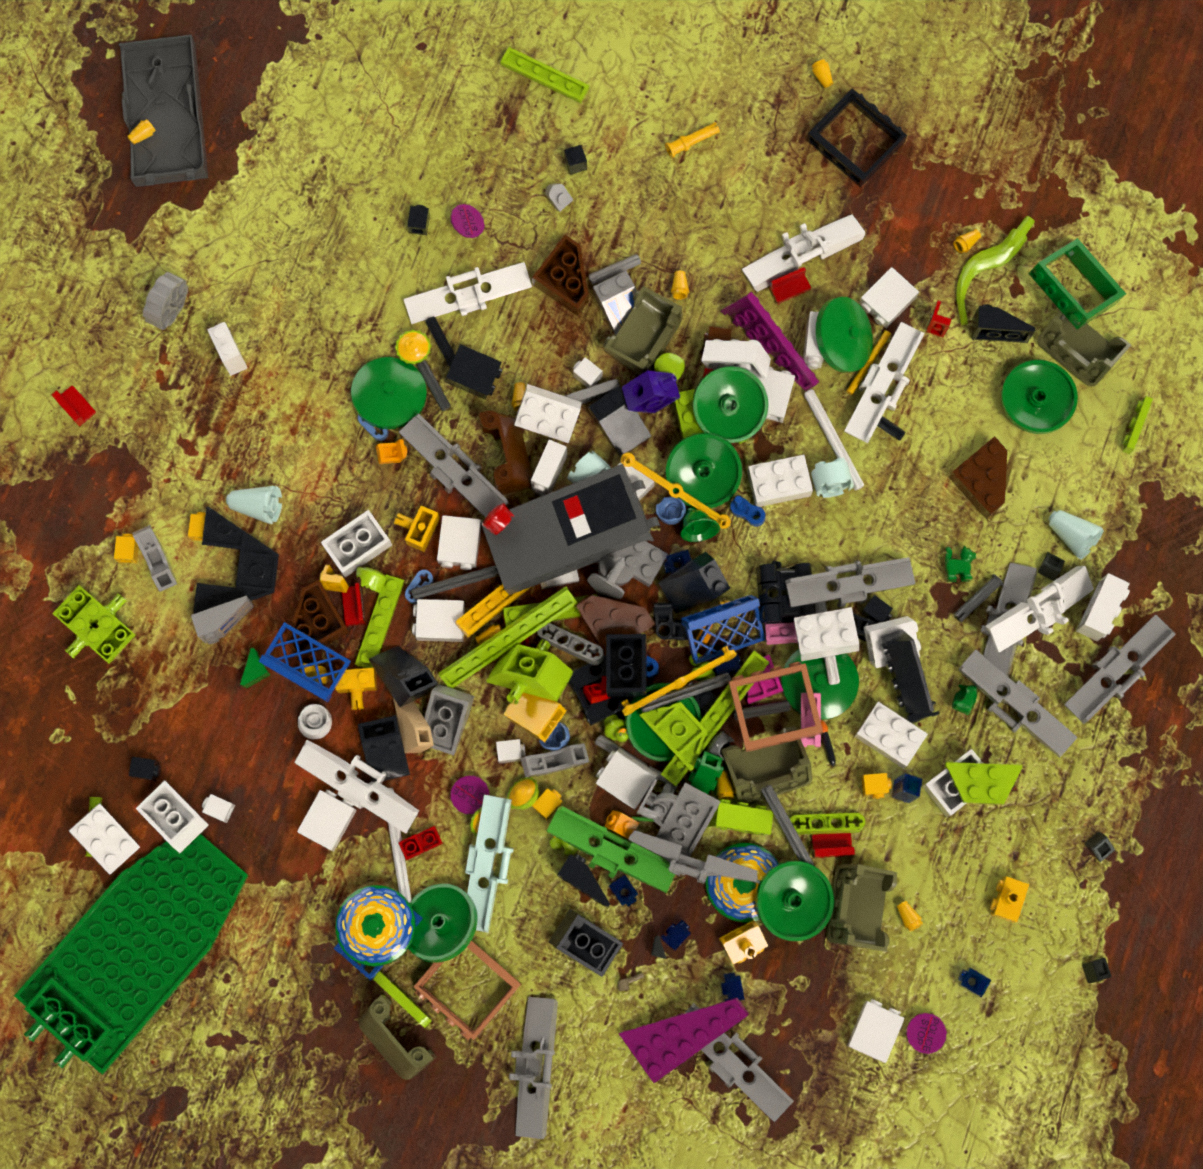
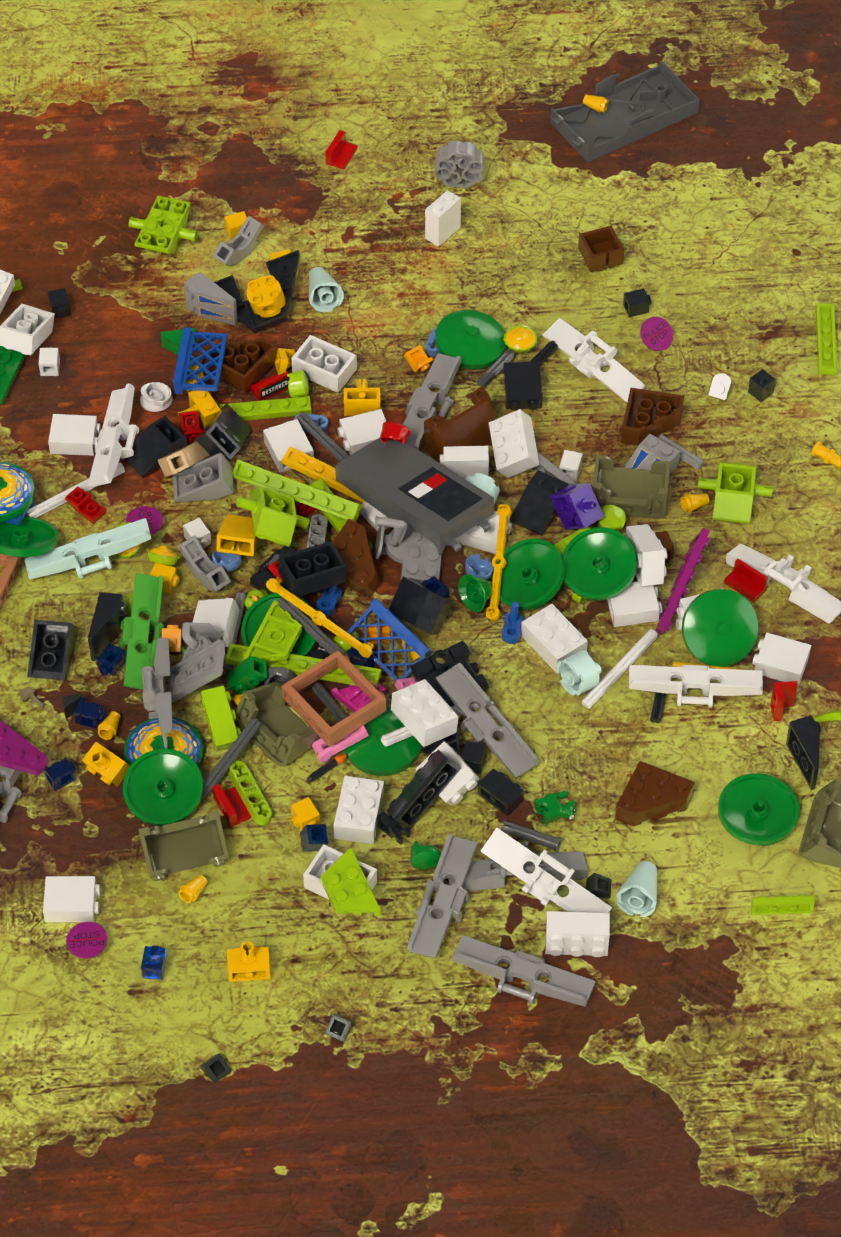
camera: 65 degrees right, 25 degrees down
(250, 563) = (265, 296): none -> yellow brick
(338, 220) = (601, 248): none -> reddish brown piece
(376, 705) = (190, 425): none -> red slope
(664, 616) = (379, 591): black piece -> none
(696, 255) = (734, 491): none -> lime slope
(696, 921) = (108, 728): none -> yellow cone
(923, 603) = (500, 792): none -> black brick

